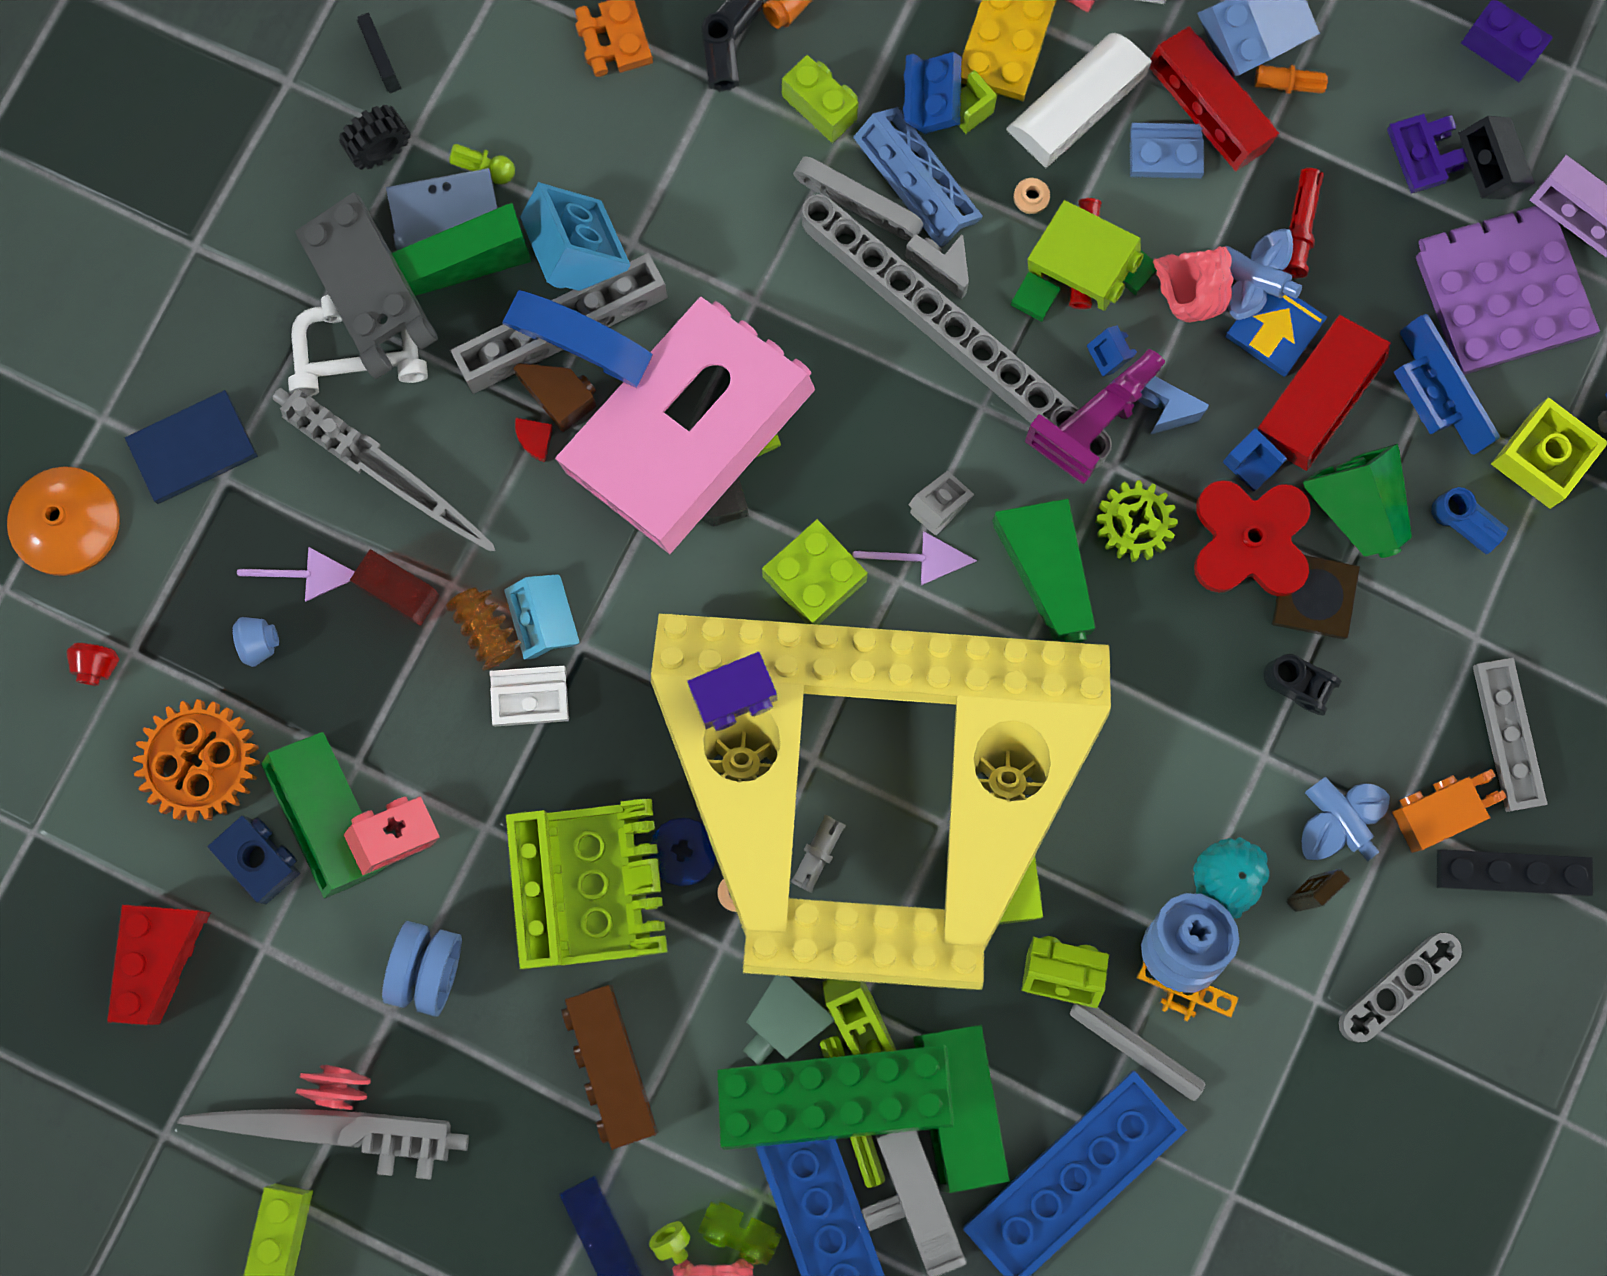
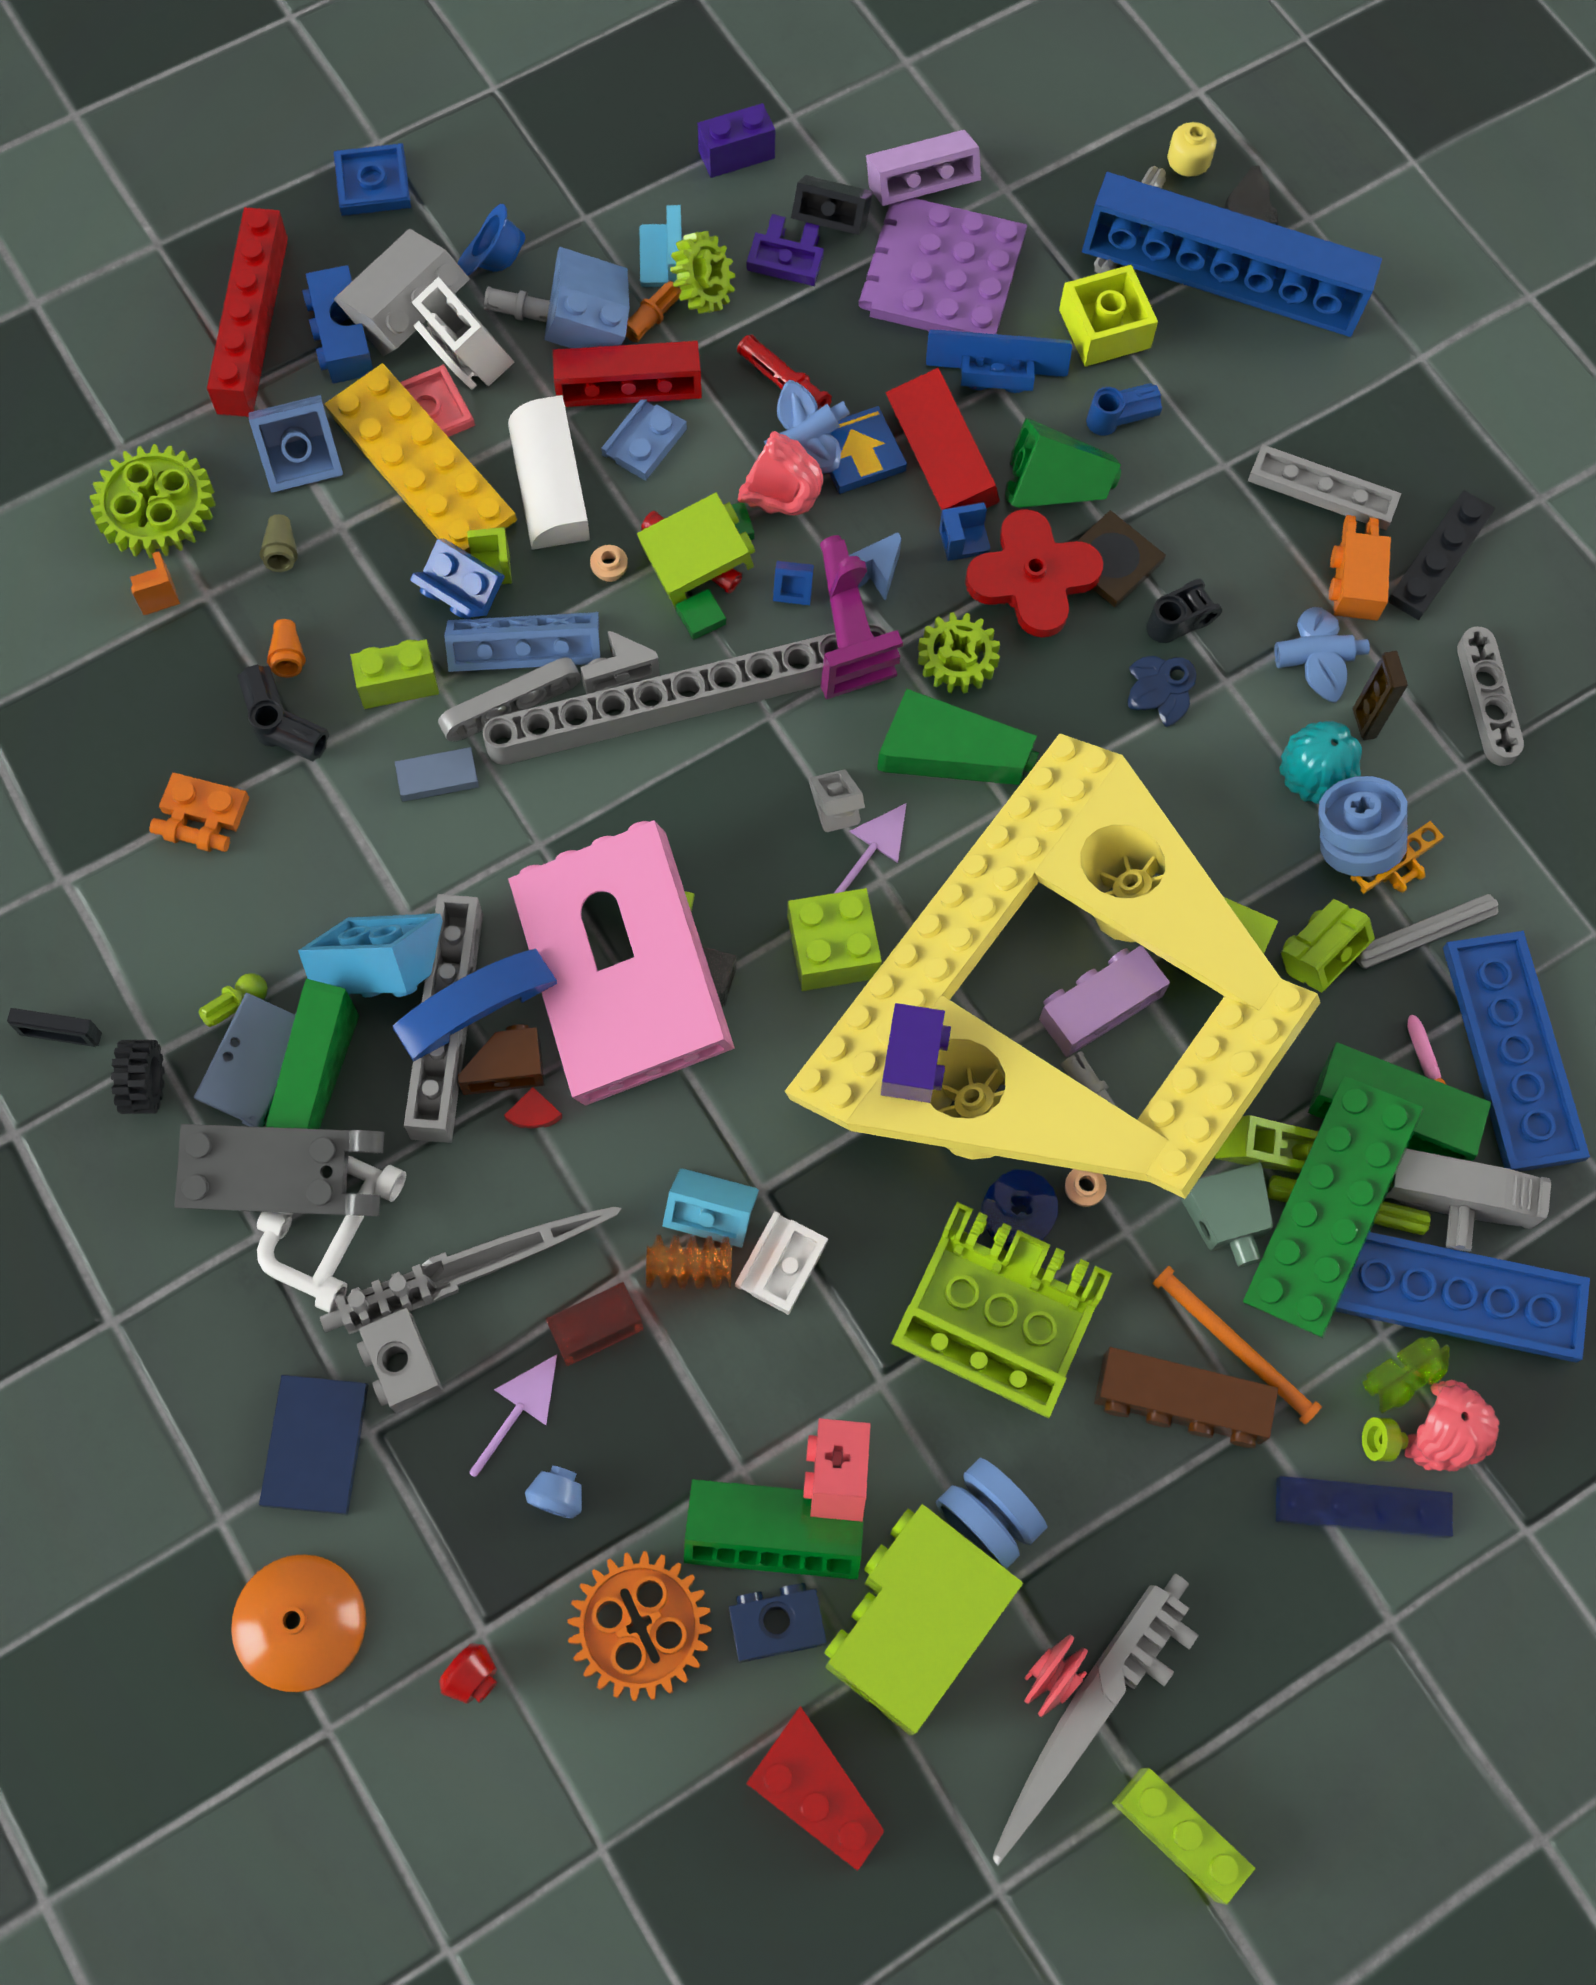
camera: 60 degrees left, 10 degrees down
(284, 486) = (417, 1379): none -> light grey brick
(311, 960) = (925, 1623): none -> lime piece
(679, 1085) = (1237, 1345): none -> orange bar
(760, 186) = (436, 774): none -> sand blue tile
(898, 815) = (1103, 999): none -> lavender brick
(1026, 1105) = (1423, 1049): none -> bright pink piece
(1214, 703) = (1159, 690): none -> dark blue plate
(1349, 95) = (702, 272): none -> lime gear
(1355, 51) = (656, 247): none -> medium azure panel

